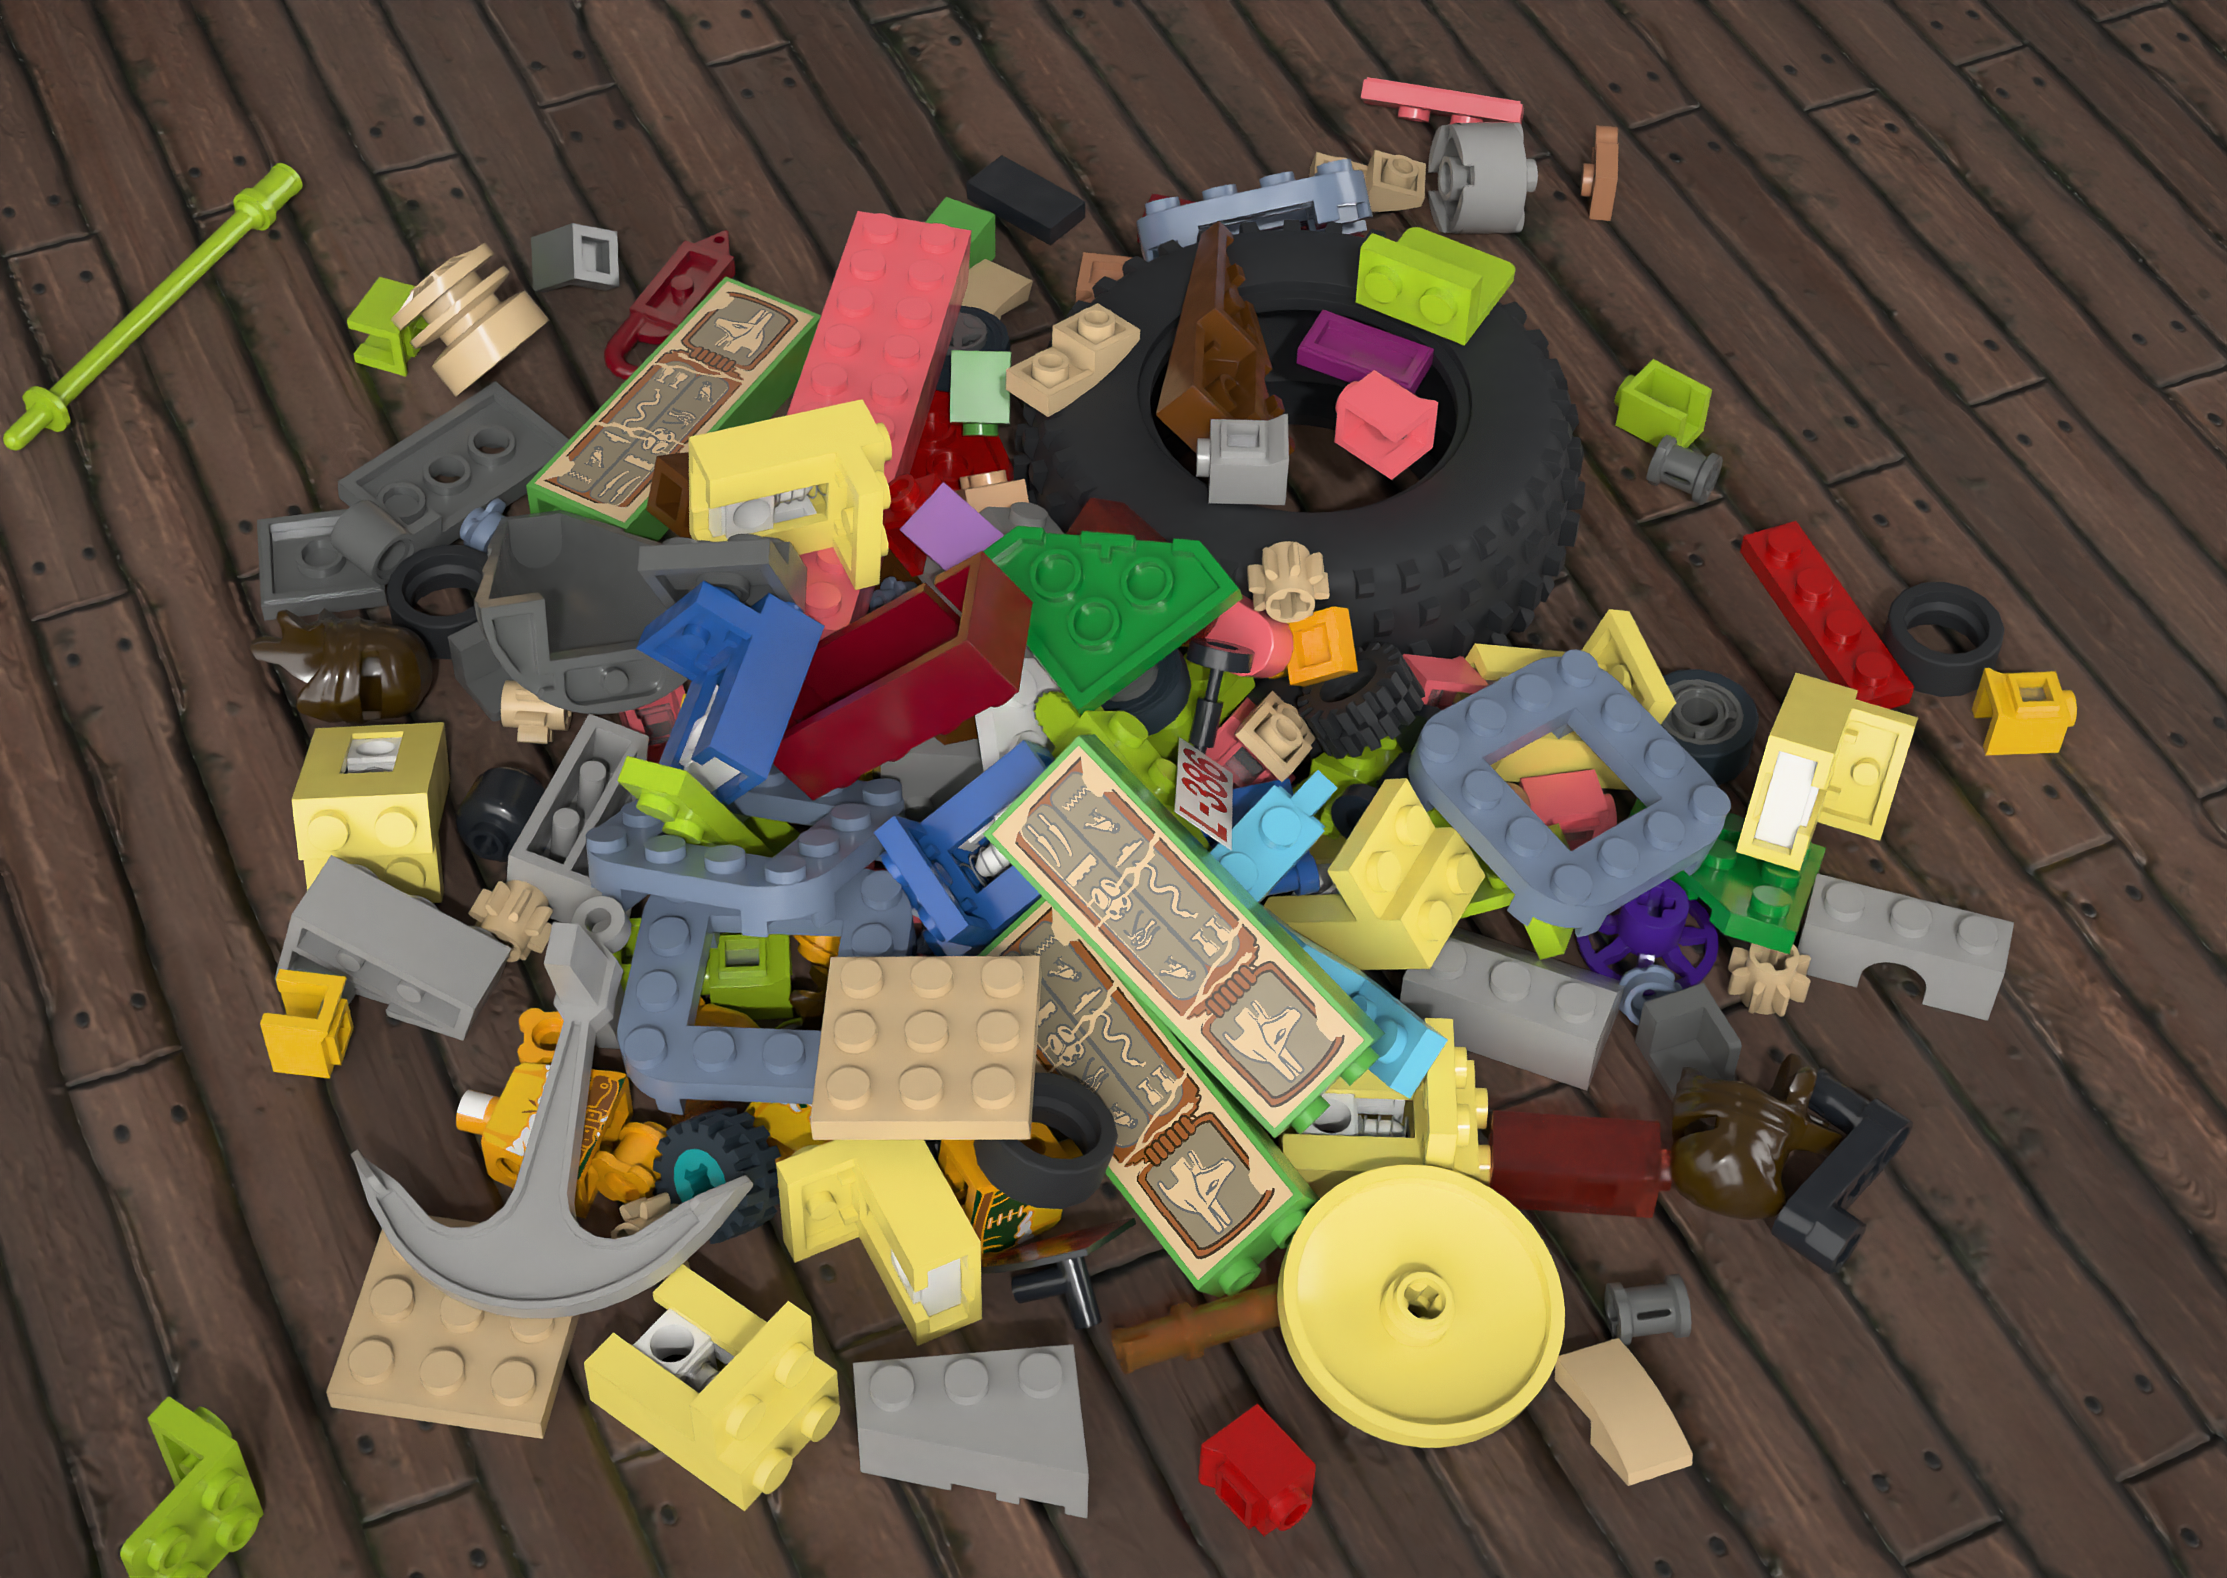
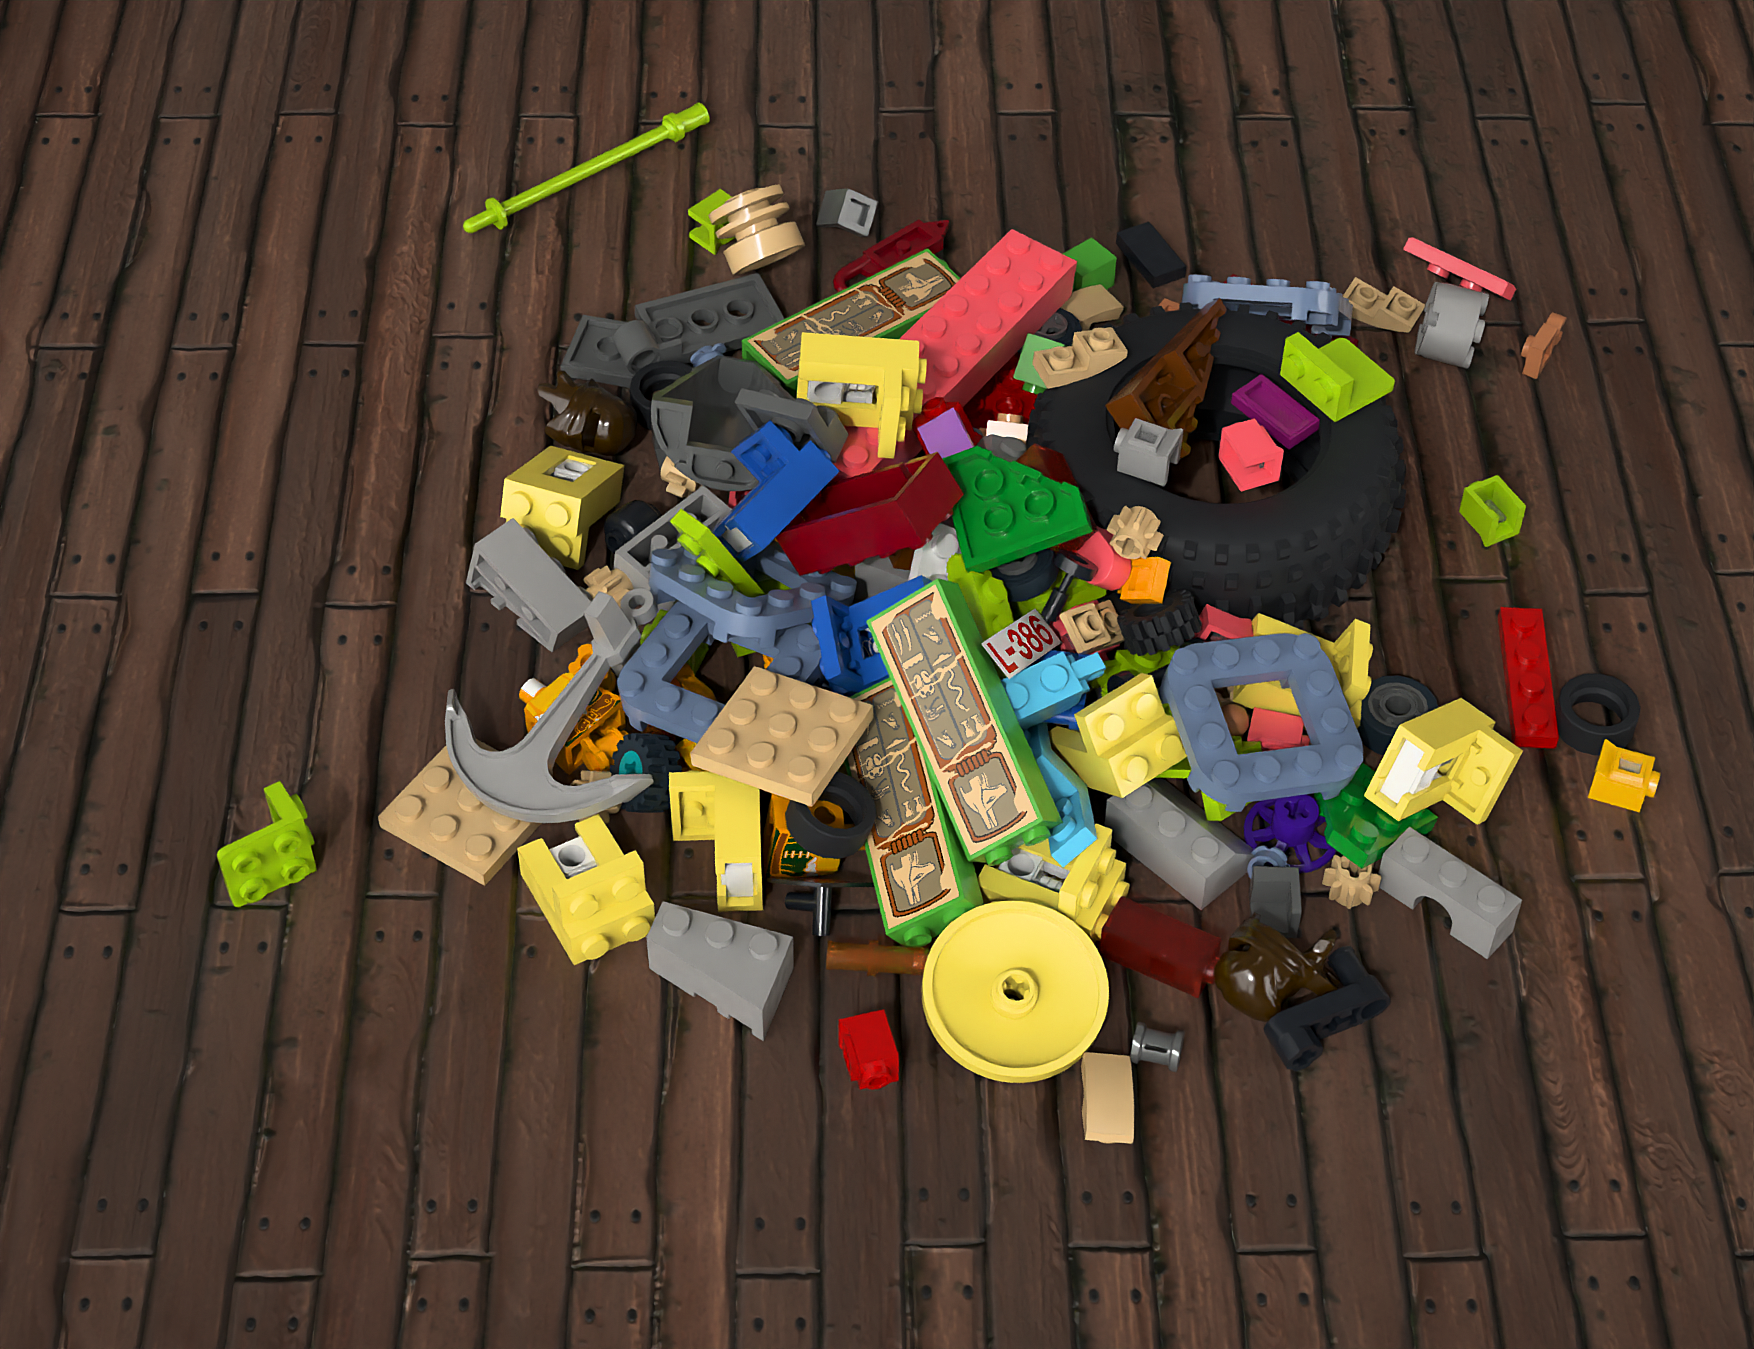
camera: 25 degrees right, 0 degrees up
(315, 1027) = (469, 618): yellow window -> none
(751, 975) = (724, 666): lime window -> none
(1684, 469) = (1484, 553): dark grey bush -> none

